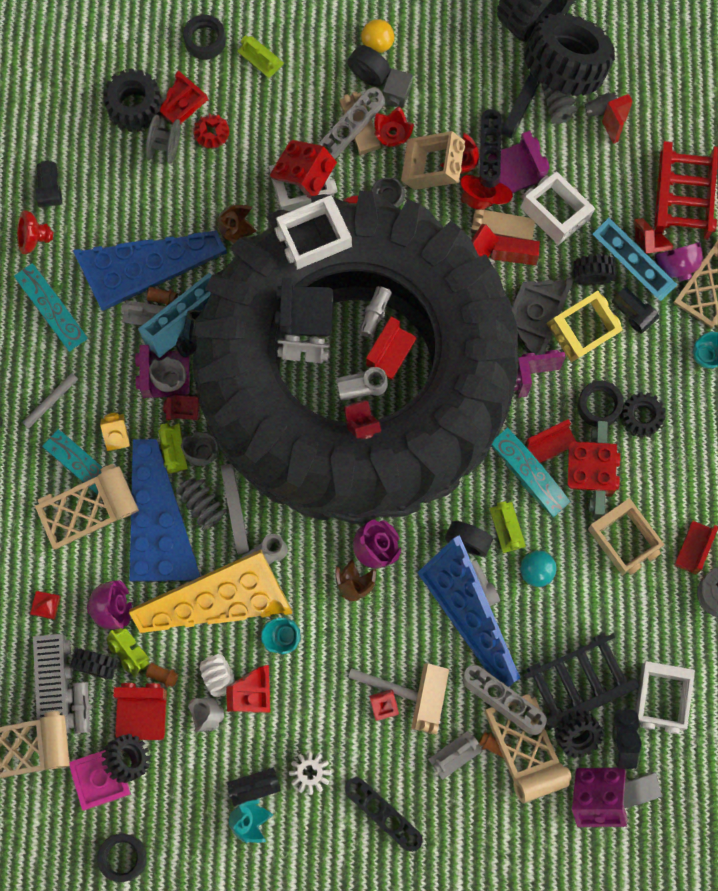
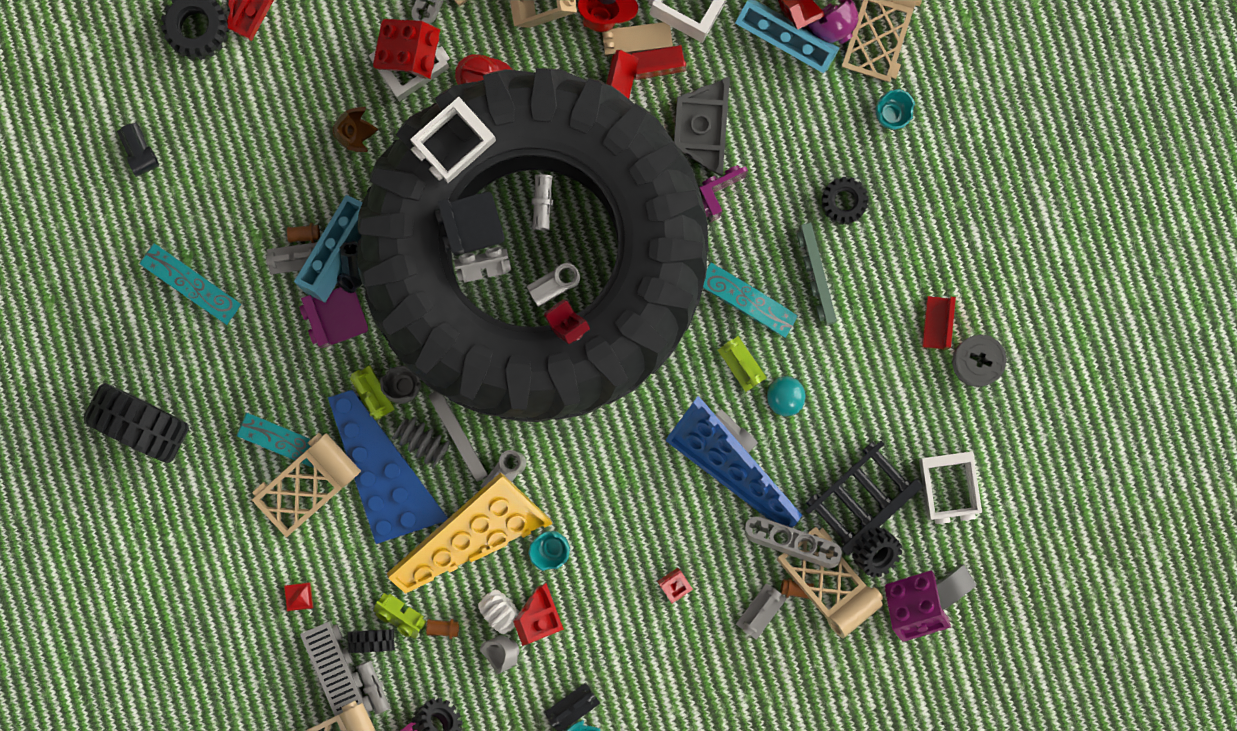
camera: 20 degrees left, 10 degrees up
(31, 232) = (139, 209): red hair -> none
(50, 400) = (225, 383): light grey bar -> none
(109, 605) = (365, 577): magenta cylinder -> none
(114, 431) = (305, 394): yellow bracket -> none
(133, 267) = (261, 212): blue wing -> none
(141, 711) = (434, 672): red bracket -> none
(163, 139) = (238, 62): dark grey piece -> none
(167, 374) = (340, 318): light grey hair -> none
(182, 407) = (367, 346): dark red bracket -> none
(208, 139) = (291, 43): red gear -> none
(316, 767) = (628, 669): white gear -> none
(351, 584) = (605, 475): reddish brown piece -> none
(376, 544) = (616, 427): magenta cylinder -> none
(383, 684) = (683, 565): light grey bar -> none
(386, 811) = (708, 693): black beam -> none
(390, 189) = (504, 44): dark grey hair -> none
(390, 348) = (571, 236): red panel -> none
(430, 698) = (719, 564): tan hinge -> none
(474, 539) = (708, 390): black tyre -> none
(551, 442) = (760, 261): red panel -> none
(565, 335) = (739, 143): light yellow window -> none
(593, 467) = (810, 275): red bracket -> none
(594, 270) = (748, 61): black tyre -> none
(606, 387) = (798, 183): black tyre -> none
(626, 739) = (925, 542): black brick -> none
(639, 315) = (810, 93): black piece -> none
(641, 523) = (895, 345): tan window -> none

